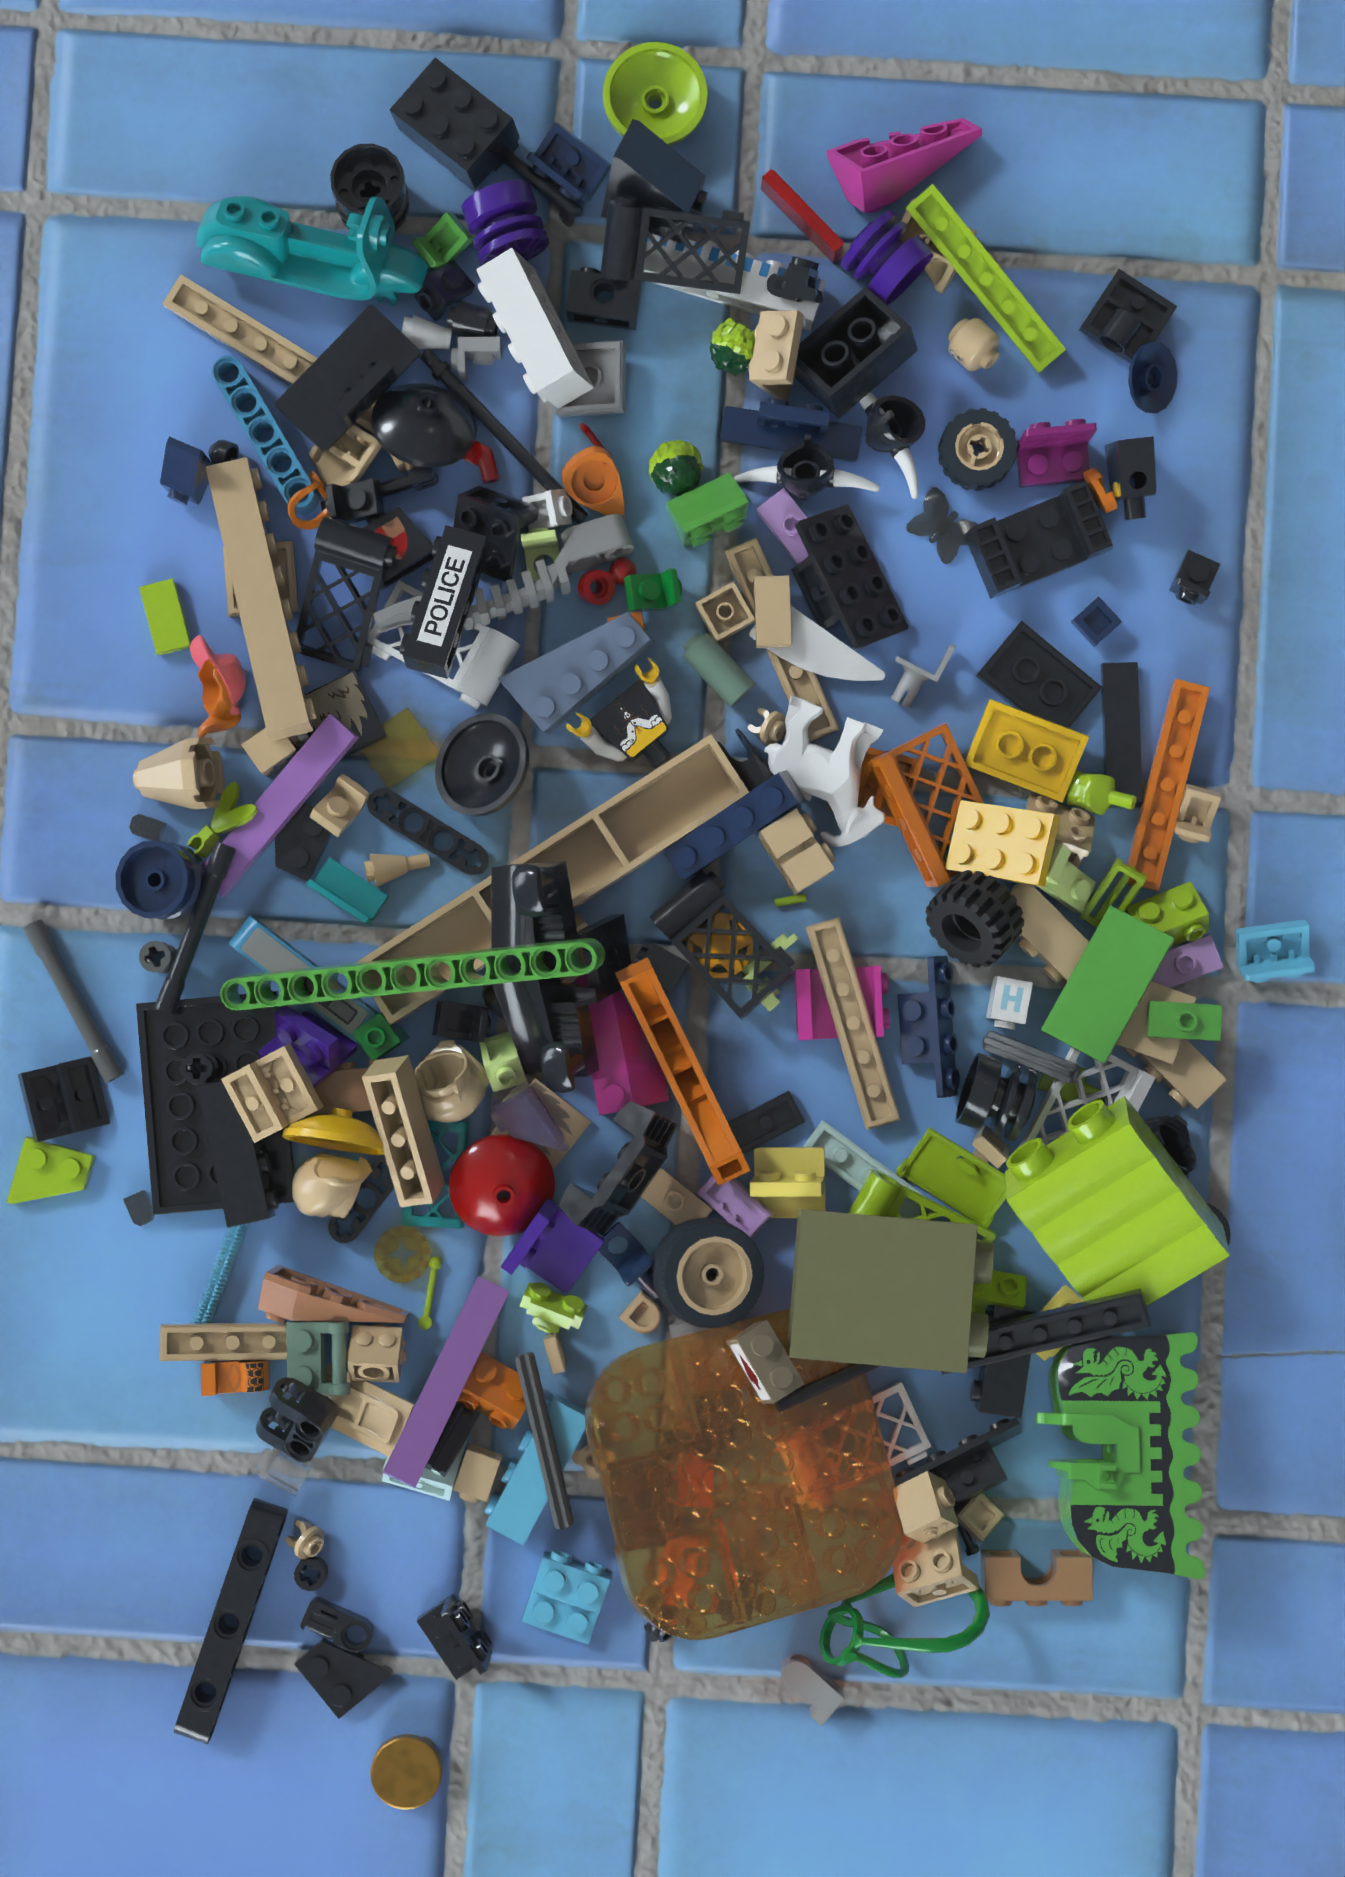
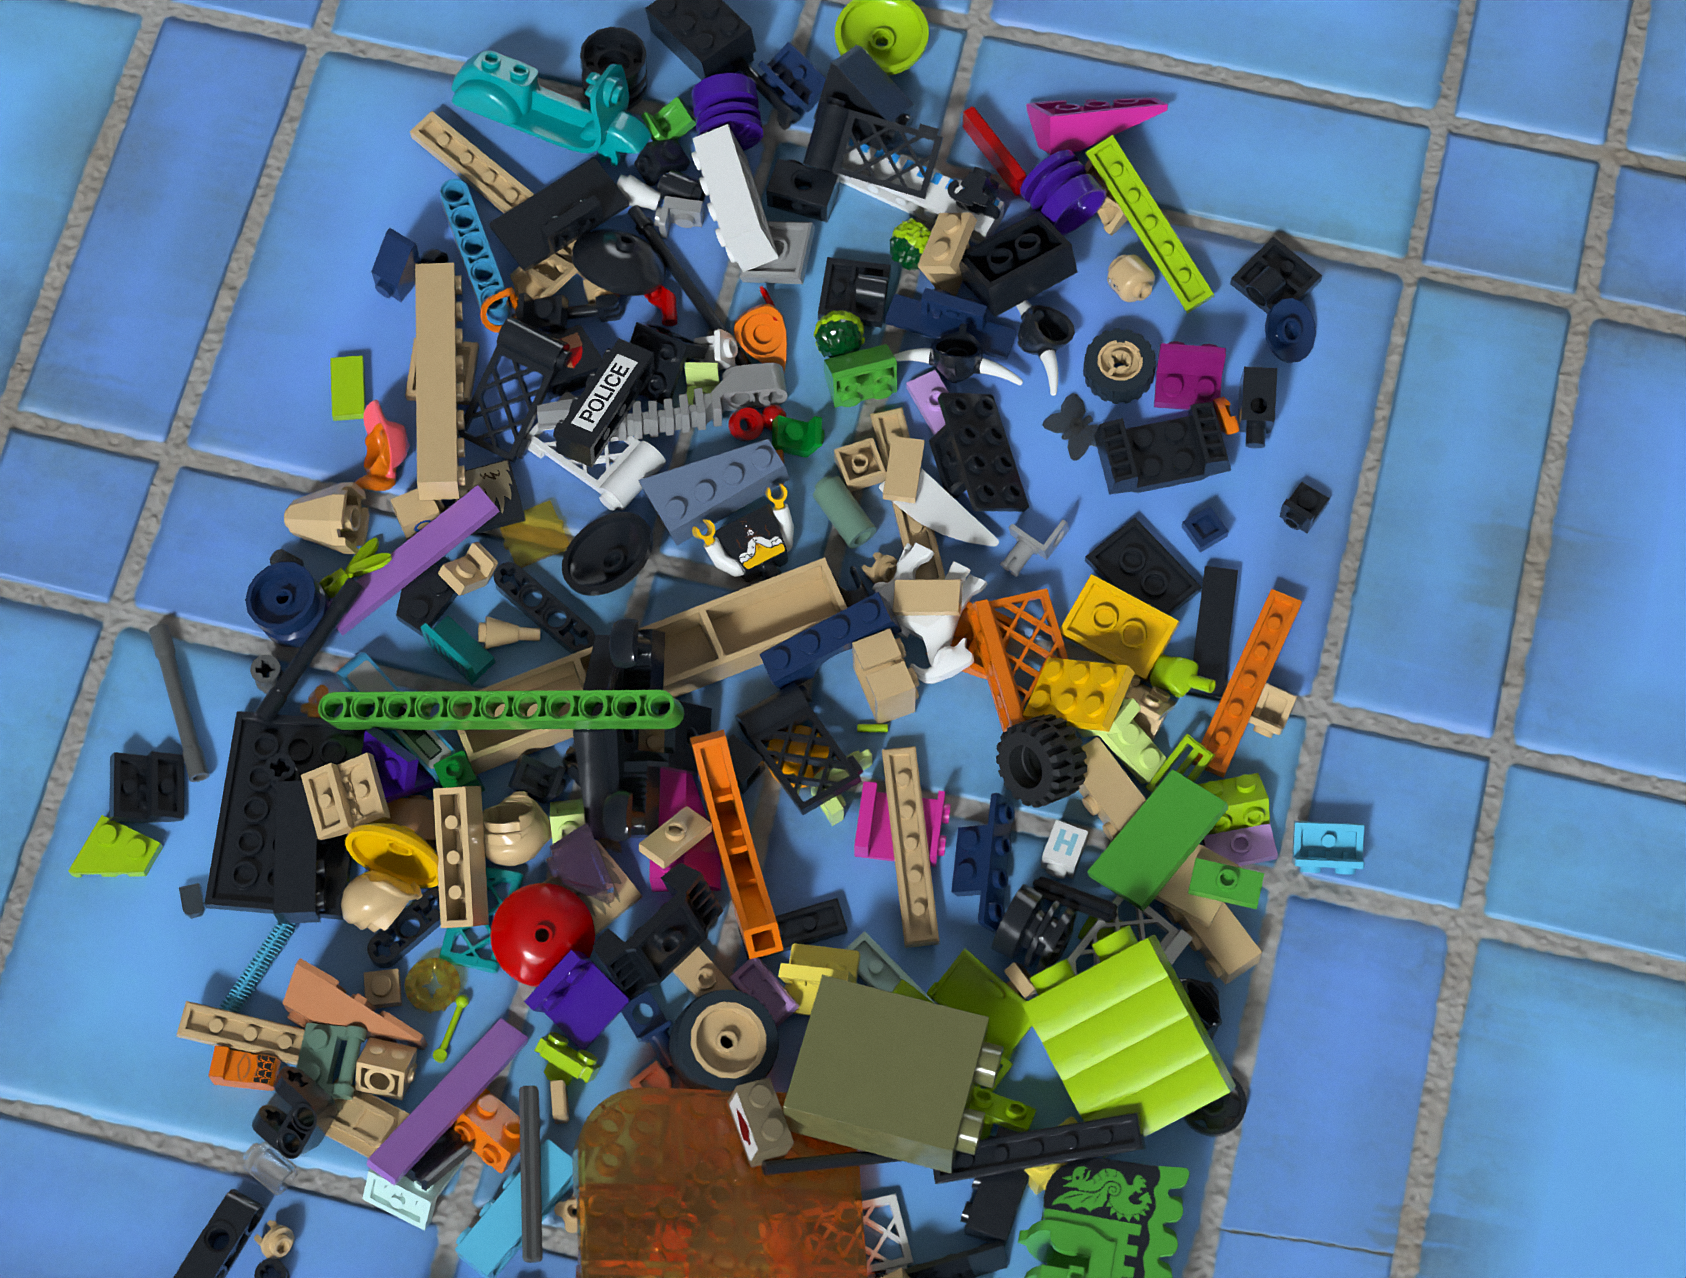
camera: 10 degrees right, 20 degrees down
(217, 979) = (314, 698): none -> clear orange plate
(353, 1265) = (383, 988): none -> tan plate
(477, 1473) = (457, 1204): tan brick -> none
(617, 1069) = (675, 837): none -> tan plate
(682, 410) = (855, 288): none -> black plate
(828, 762) = (927, 597): none -> tan tile

